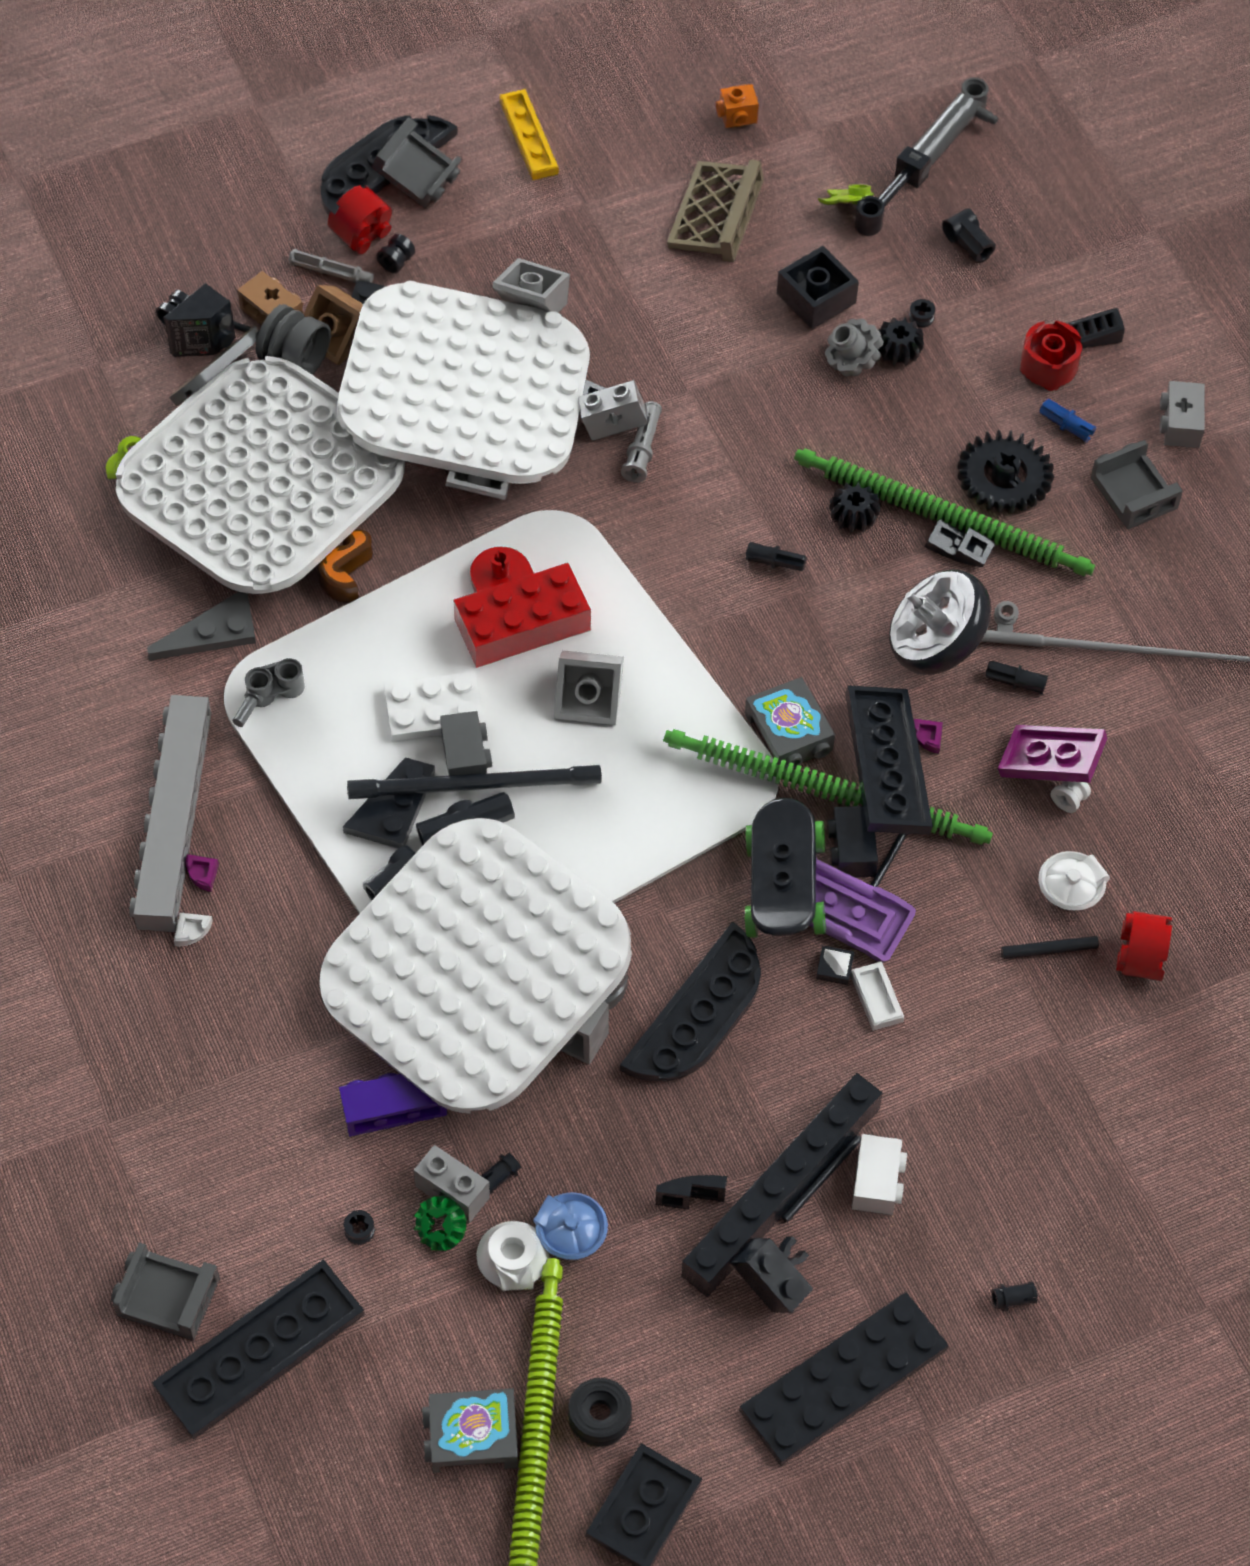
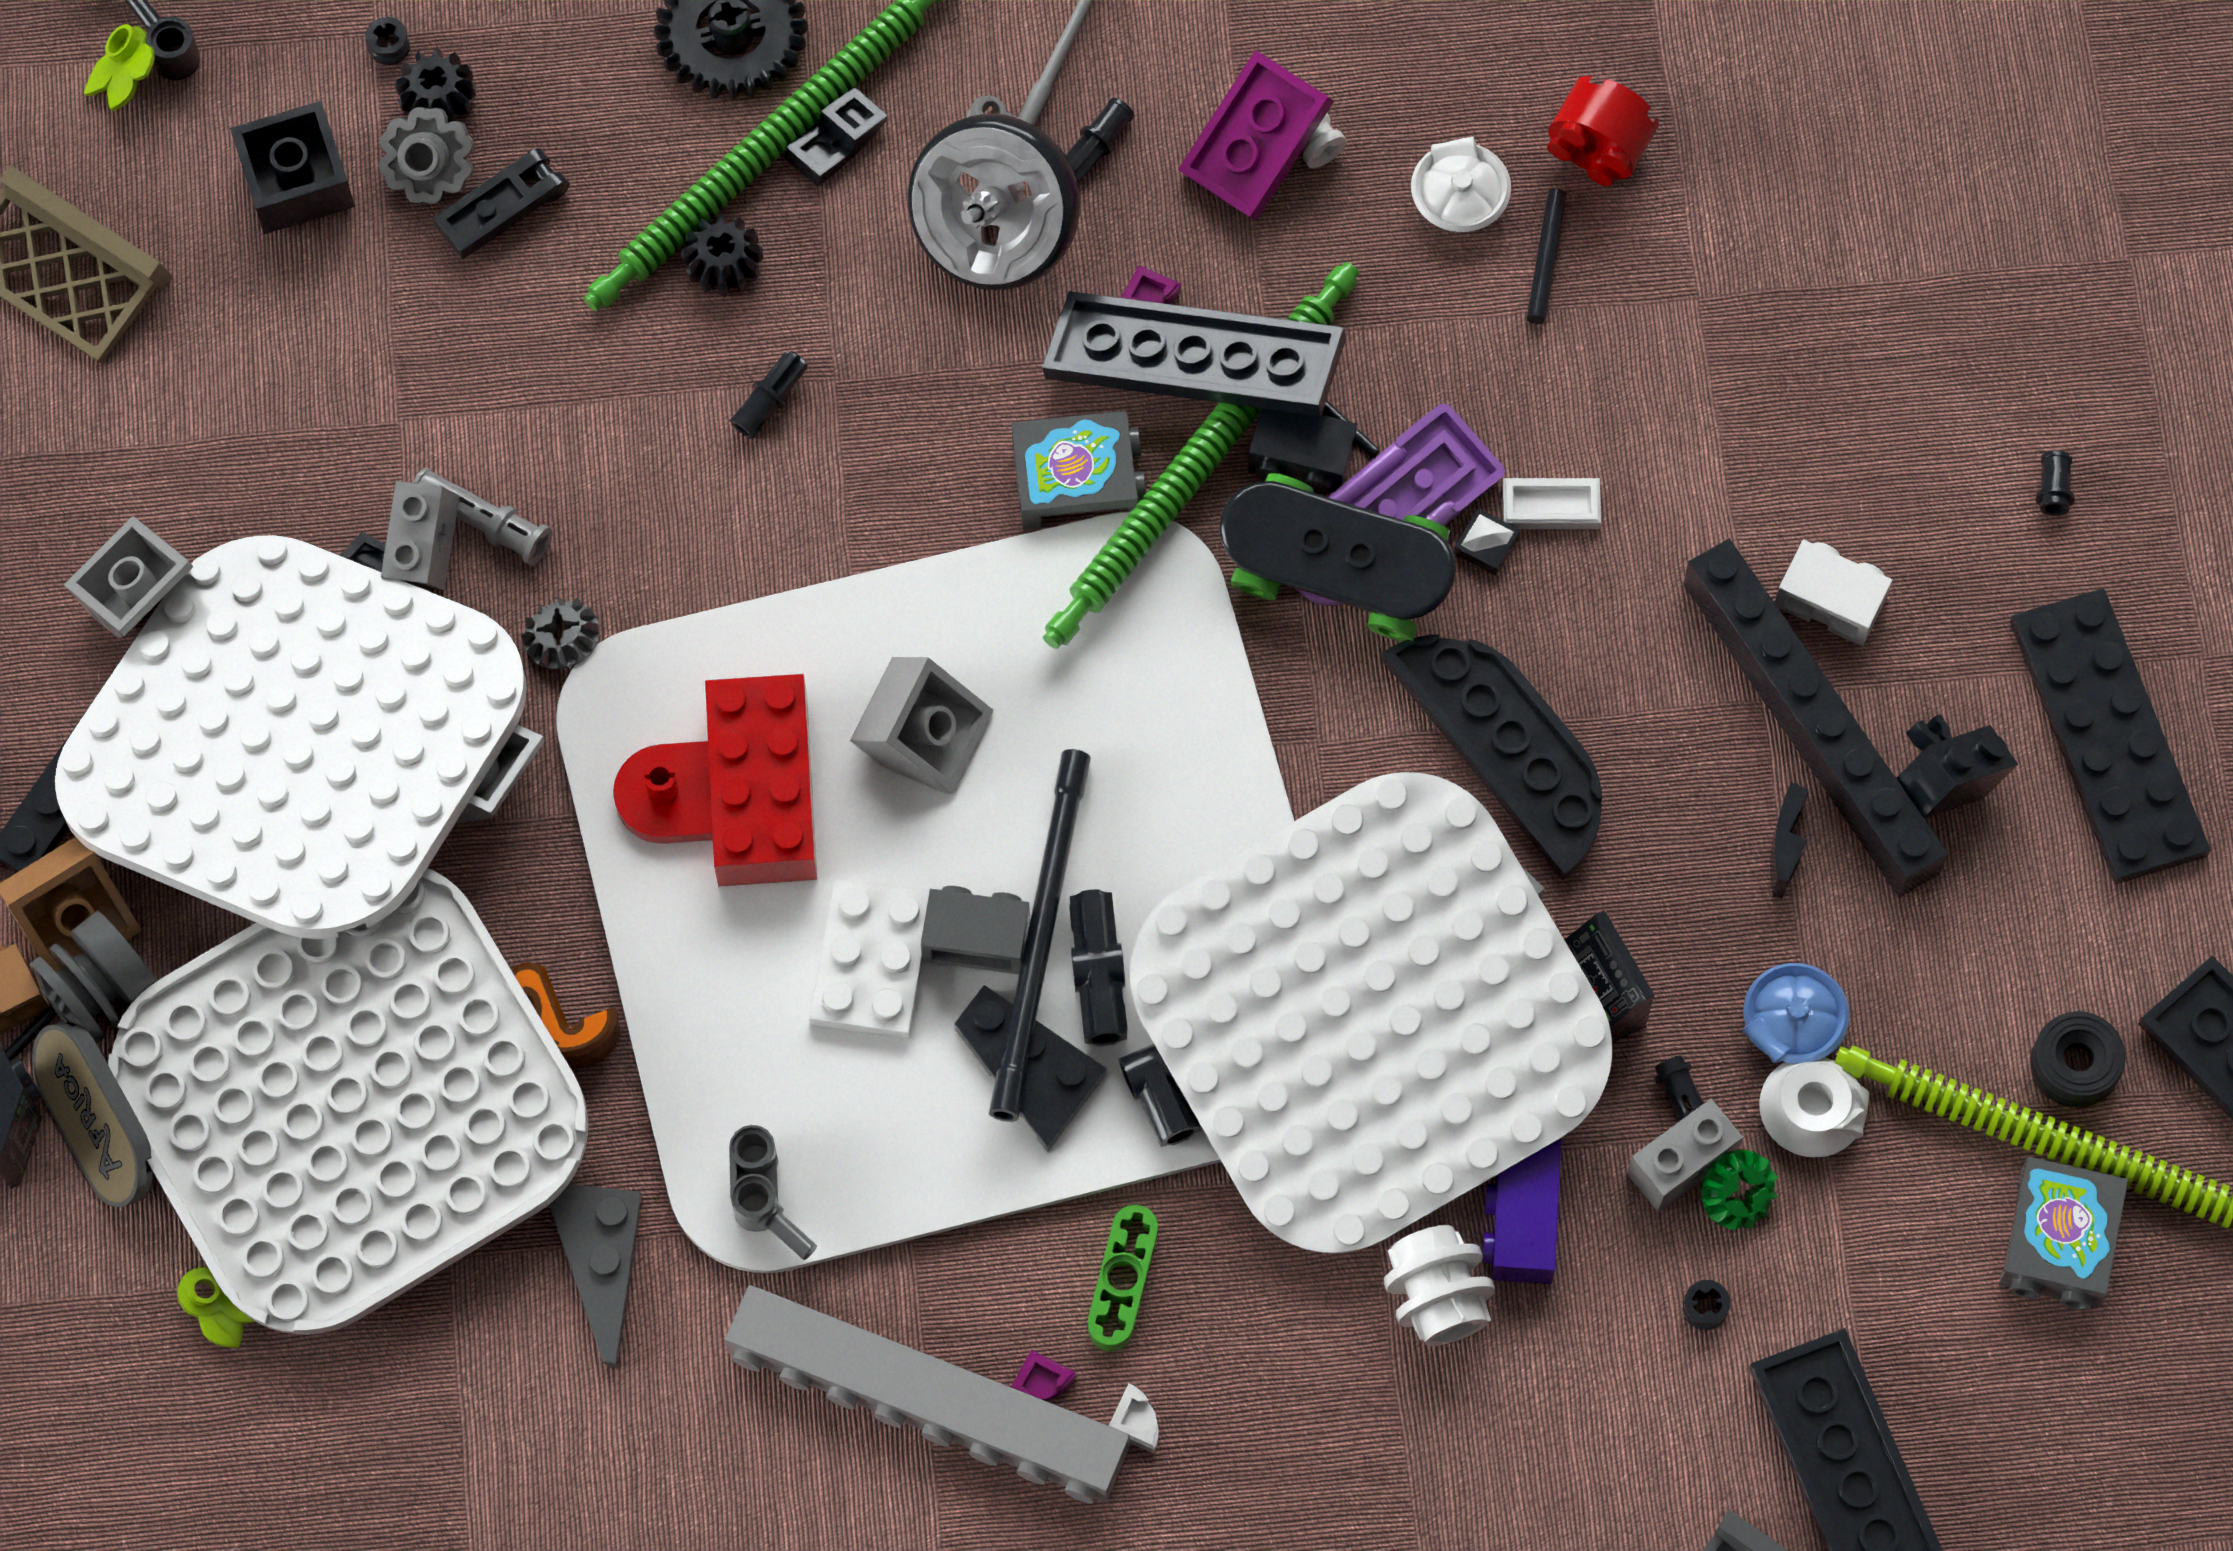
camera: 70 degrees left, 10 degrees up
(254, 888) = (1101, 1309): none -> bright green beam
(319, 1058) = (1436, 1277): none -> white piece
(550, 1102) = (1612, 975): none -> black slope
(579, 506) = (577, 640): none -> dark grey gear
(842, 393) = (500, 203): none -> black plate

